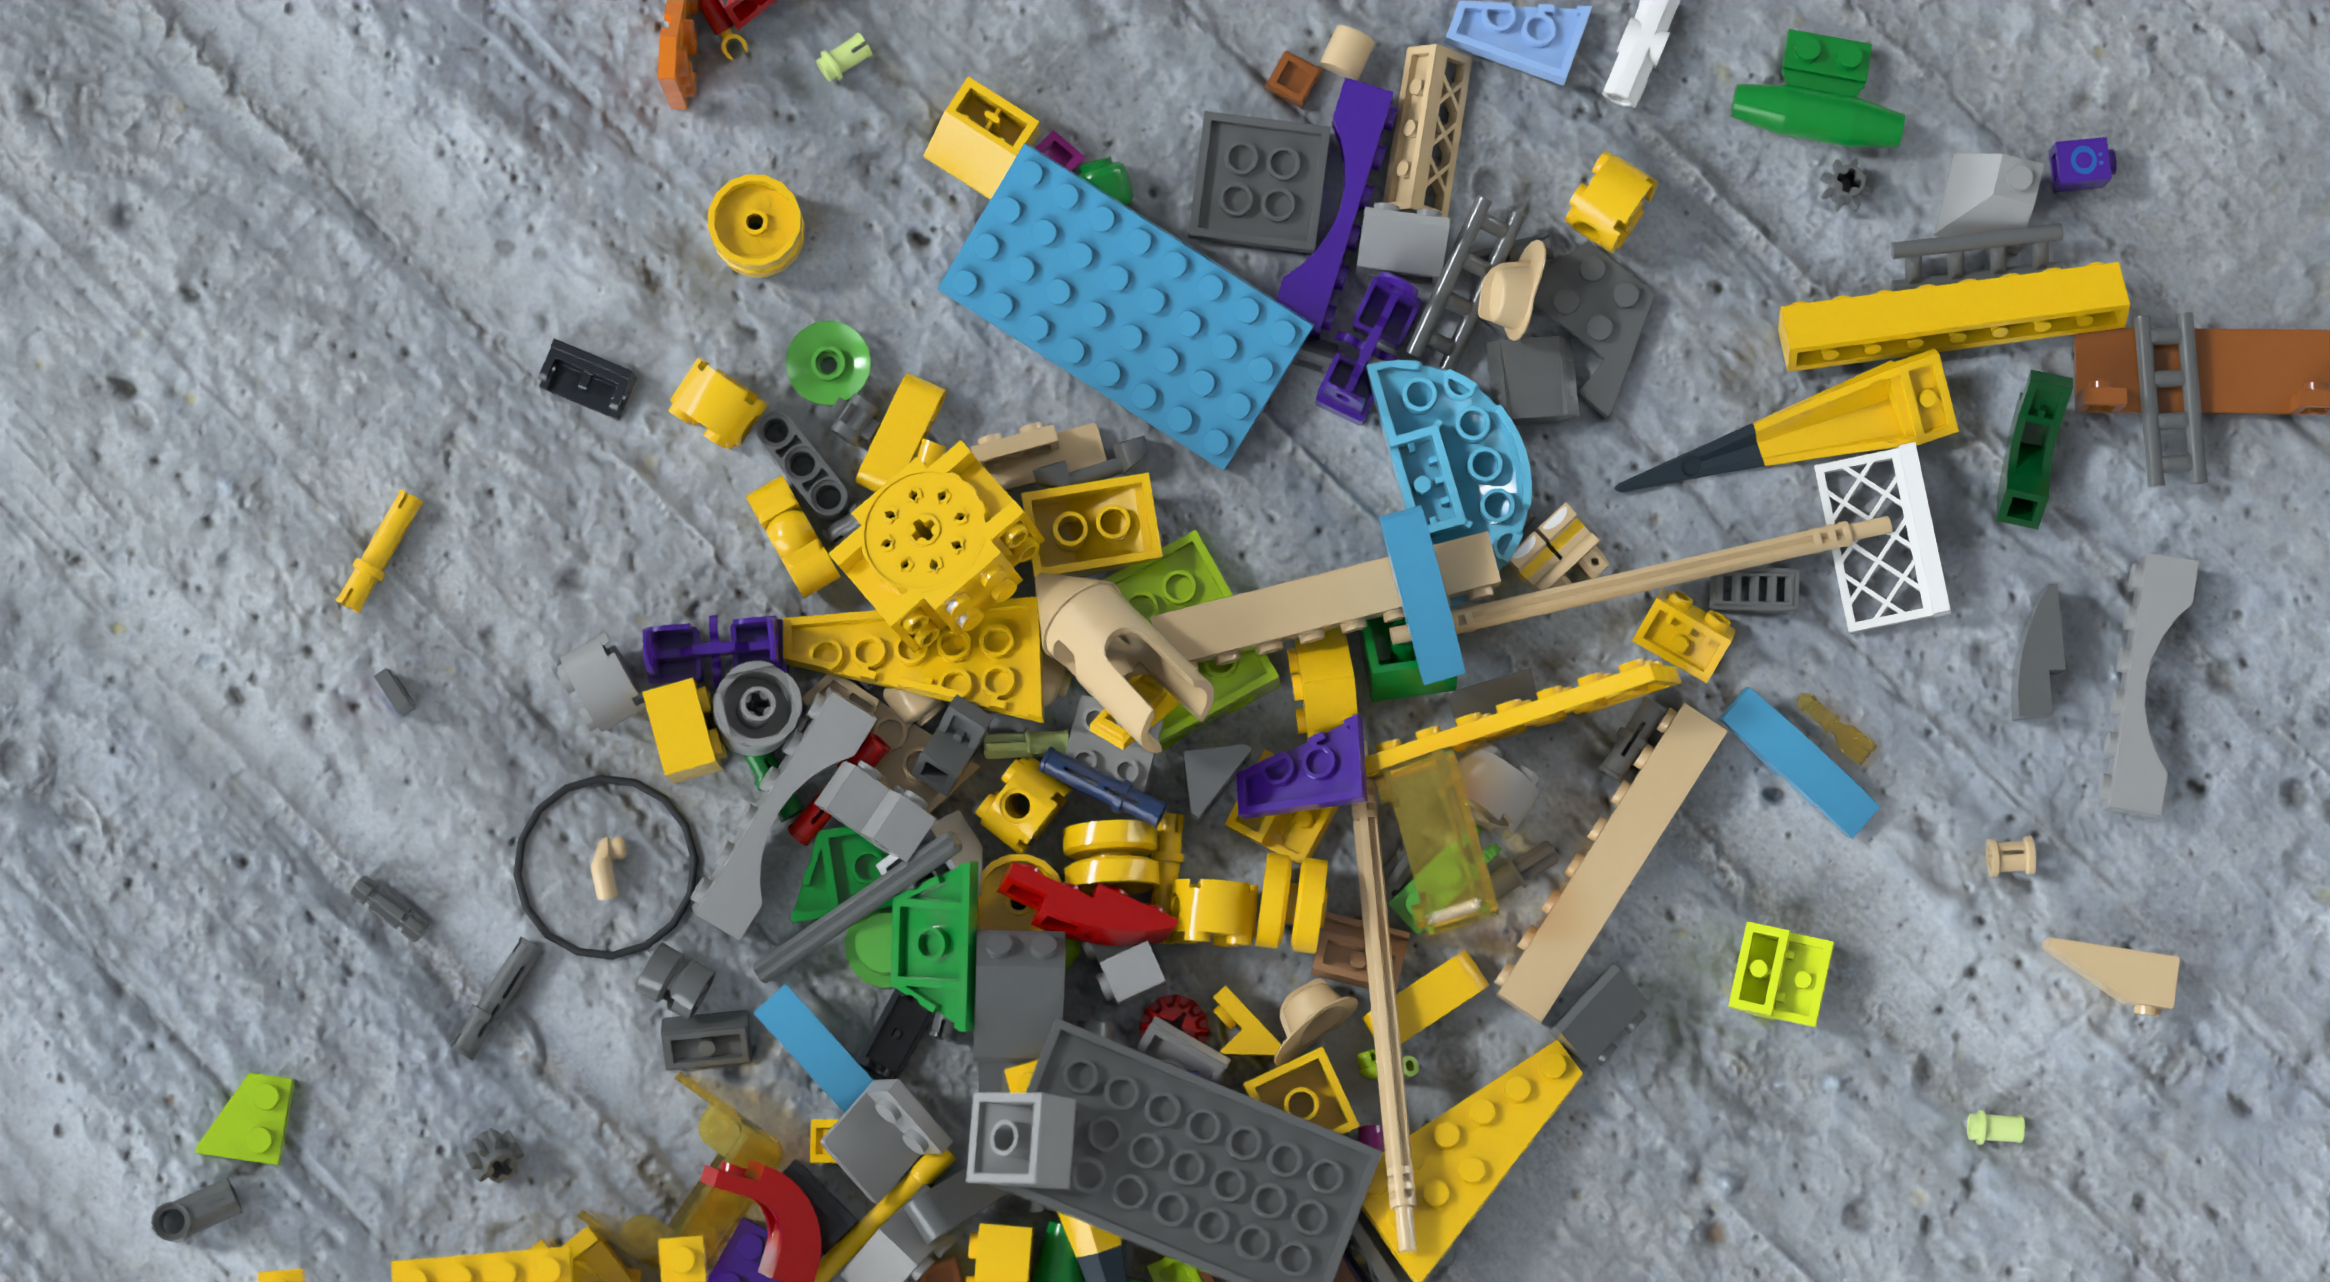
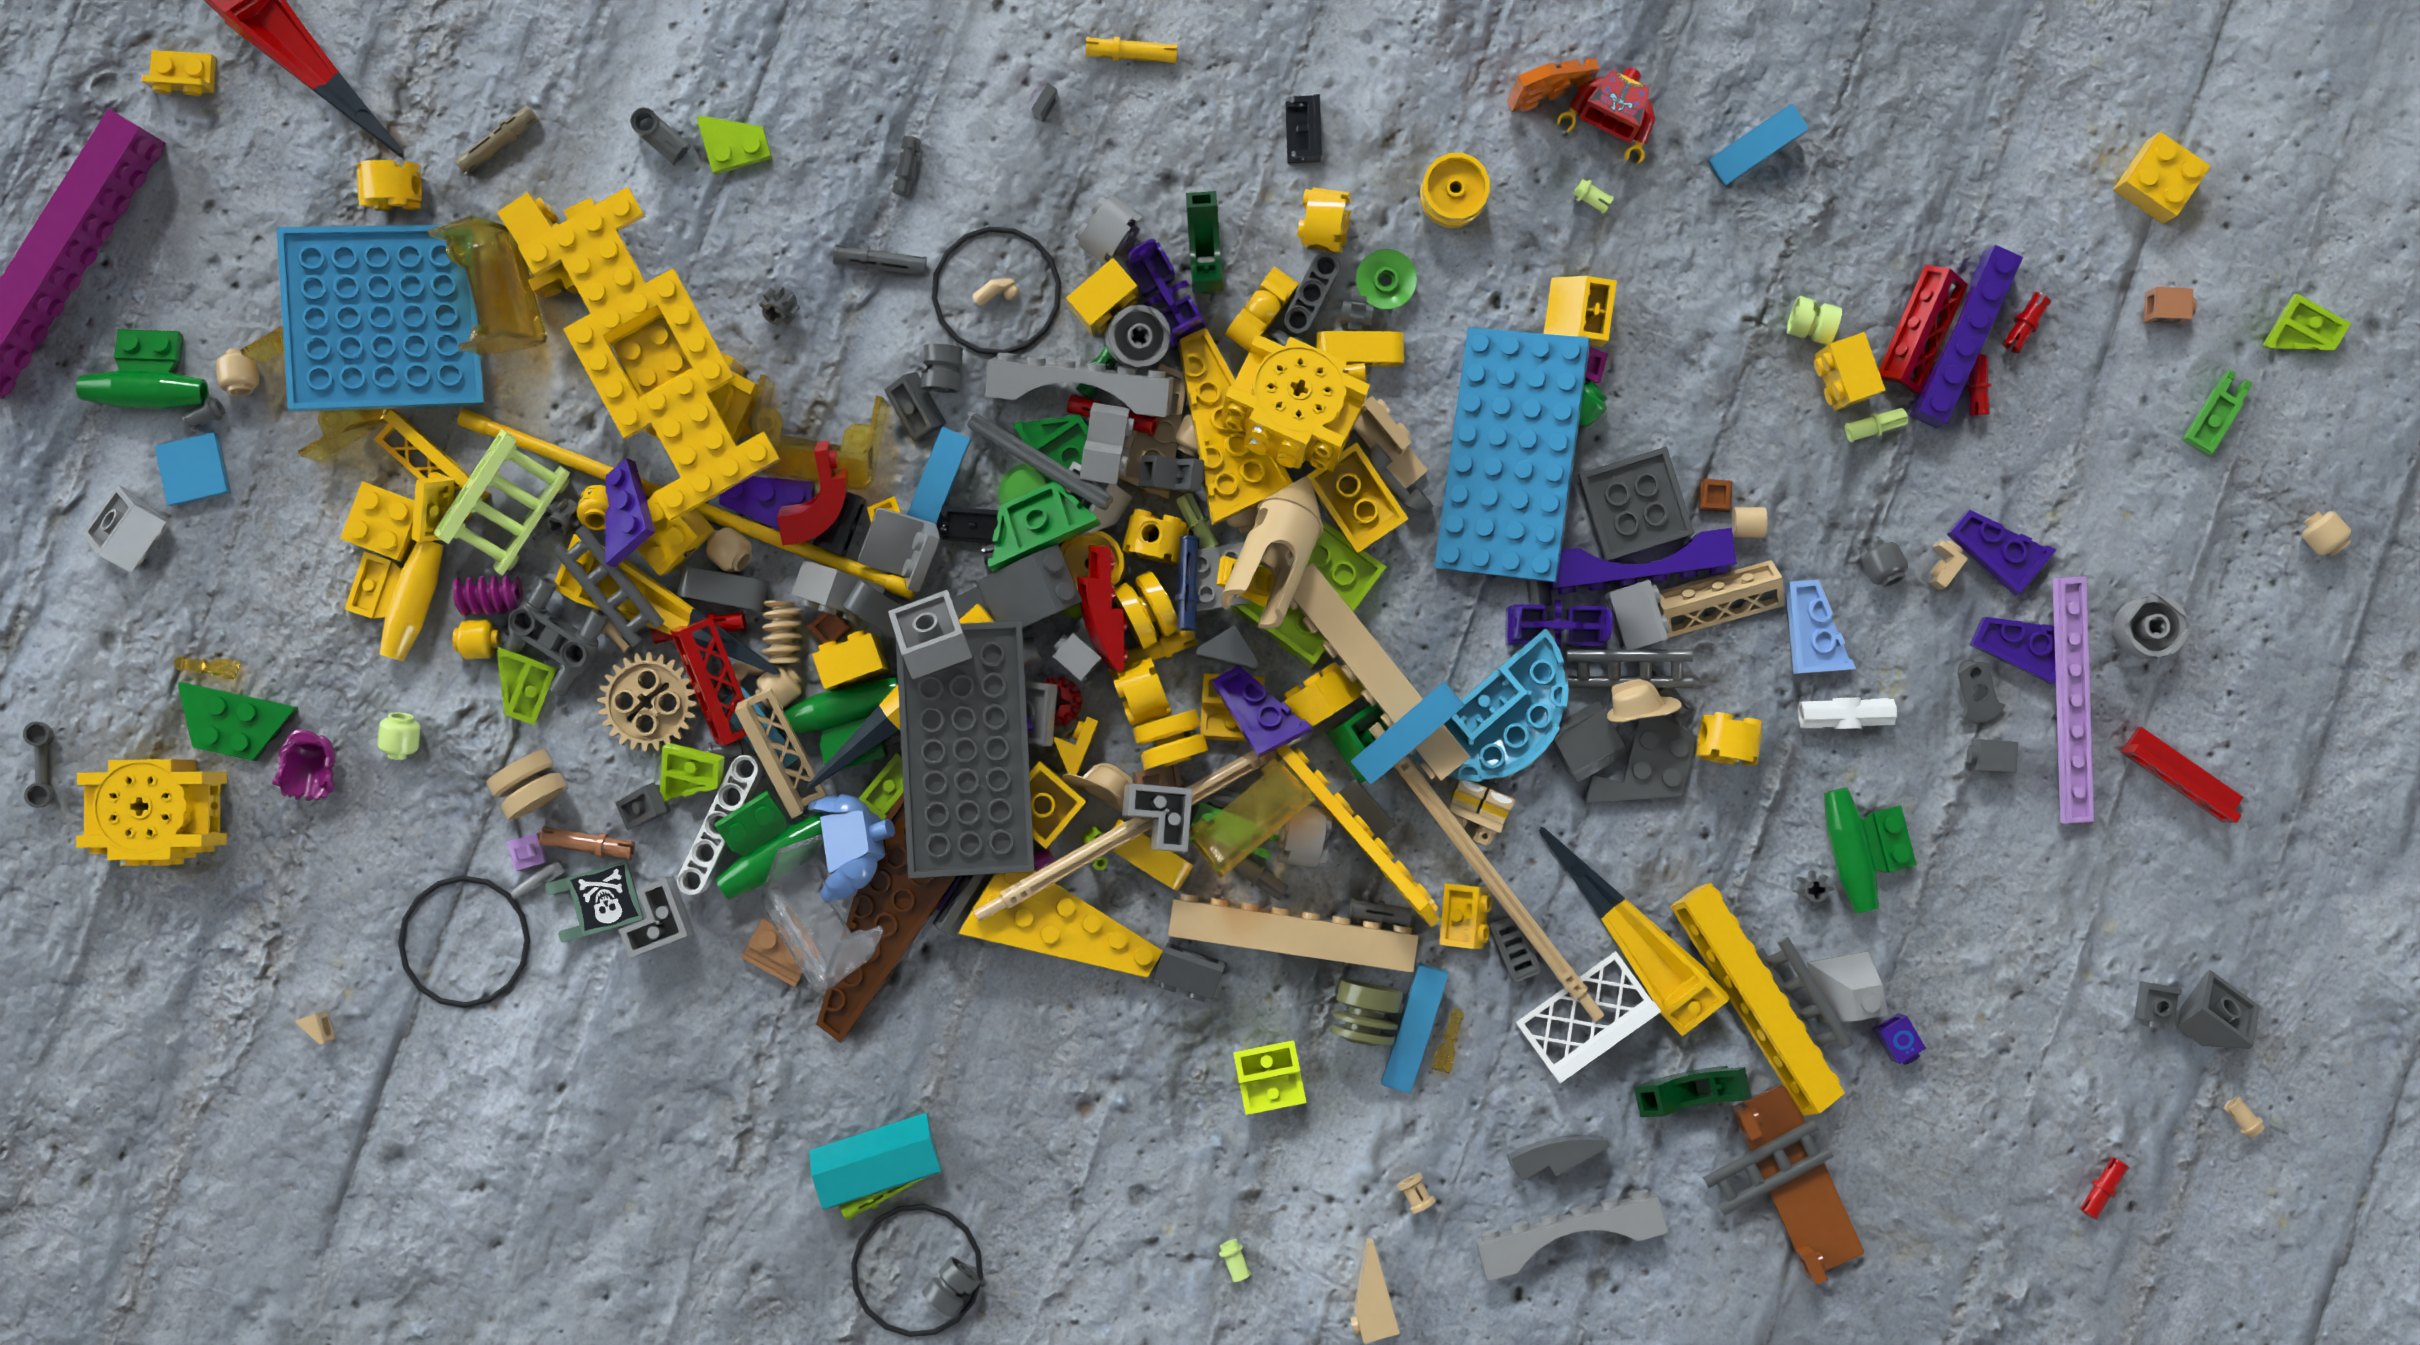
camera: 65 degrees right, 5 degrees up
(673, 571) = (1204, 242): none -> dark green arch
(1381, 943) = (1169, 810): none -> light grey brick
(1752, 812) = (1366, 1012): none -> olive wheel

